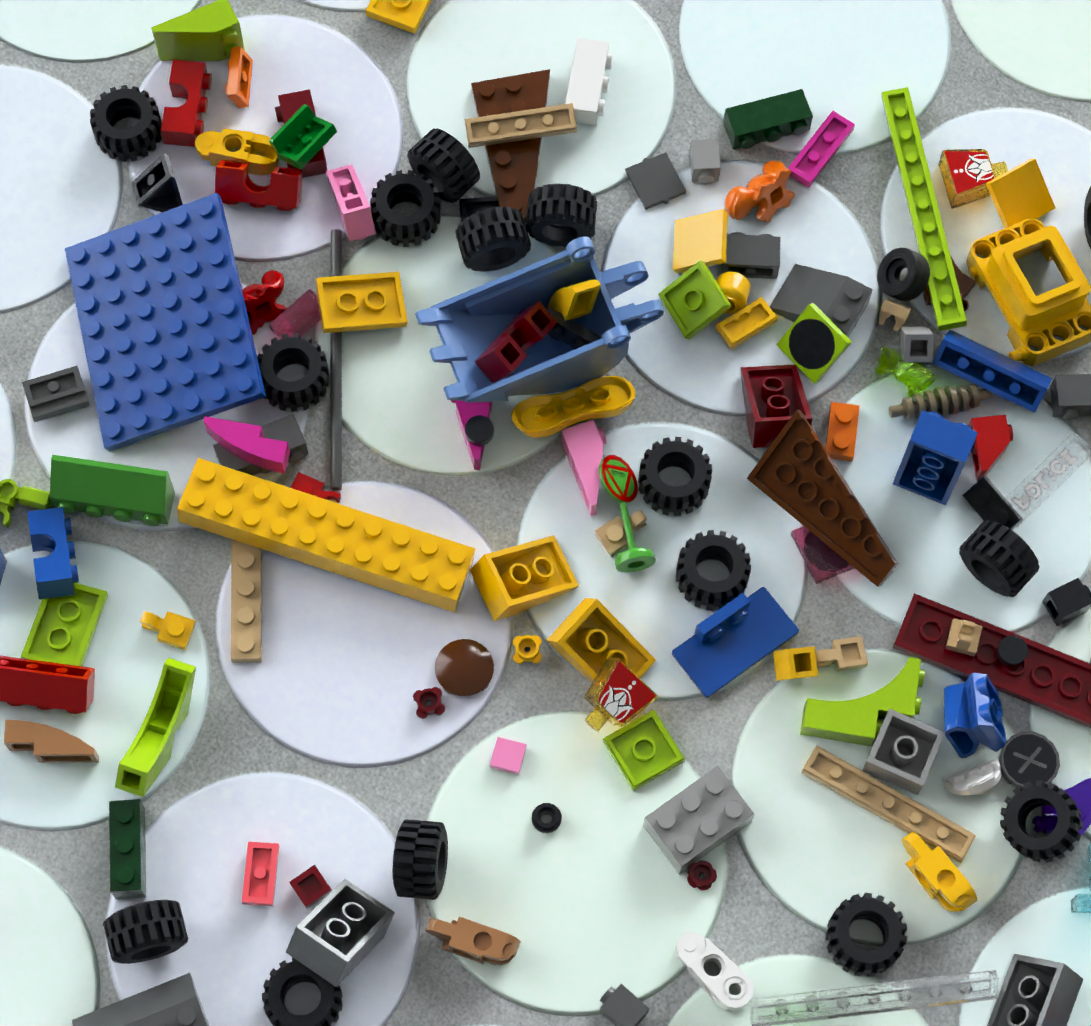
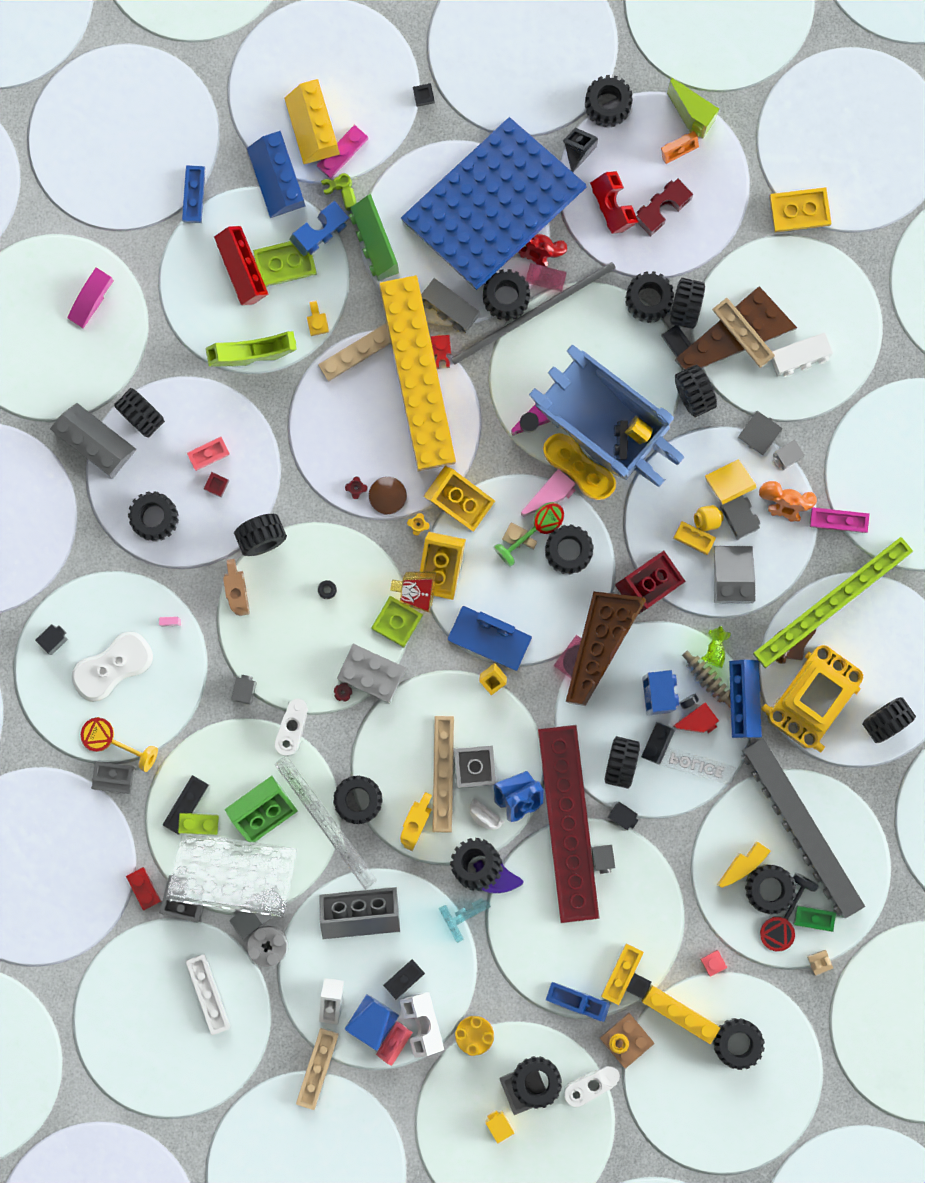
camera: 65 degrees right, 15 degrees up
(47, 742) = (214, 295): medium nougat slope -> none
(55, 393) = (417, 169): dark grey plate -> none
(127, 849) = (180, 375): dark green brick -> none
(184, 123) = (629, 134): red arch -> none
(249, 443) = (443, 298): dark pink slope -> none
(252, 148) = (626, 162): yellow piece -> none
(301, 137) = (654, 210): green bracket -> none
(340, 932) = (195, 515): dark grey brick -> none
(351, 203) = (636, 262): bright pink slope -> none
(361, 302) = (574, 307): yellow plate -> none
(493, 239) = (656, 360): black tyre -> none
(508, 755) = (350, 548): bright pink tile -> none
(510, 346) = (581, 409): dark red arch -> none
(694, 300) = (689, 499): lime tile -> none
(716, 548) = (535, 590): black tyre -> none
(767, 119) = (839, 478): dark green brick -> none
(814, 343) = (701, 584): tile -> none
(842, 431) = (657, 630): orange plate -> none
(846, 653) = (518, 704): tan plate -> none
(858, 718) = (482, 732): lime arch -> none
(893, 308) = (754, 621): tan tile -> none
(915, 280) = (782, 621): black tyre -> none
(916, 344) = (736, 645): light grey brick -> none
(964, 637) = (564, 766): tan tile -> none
(967, 173) = (874, 620): torso -> none
(1012, 651) = (571, 798): black tile -> none
(1020, 194) = (876, 657): yellow tile -> none
(1028, 759) = (513, 841): black tile -> none

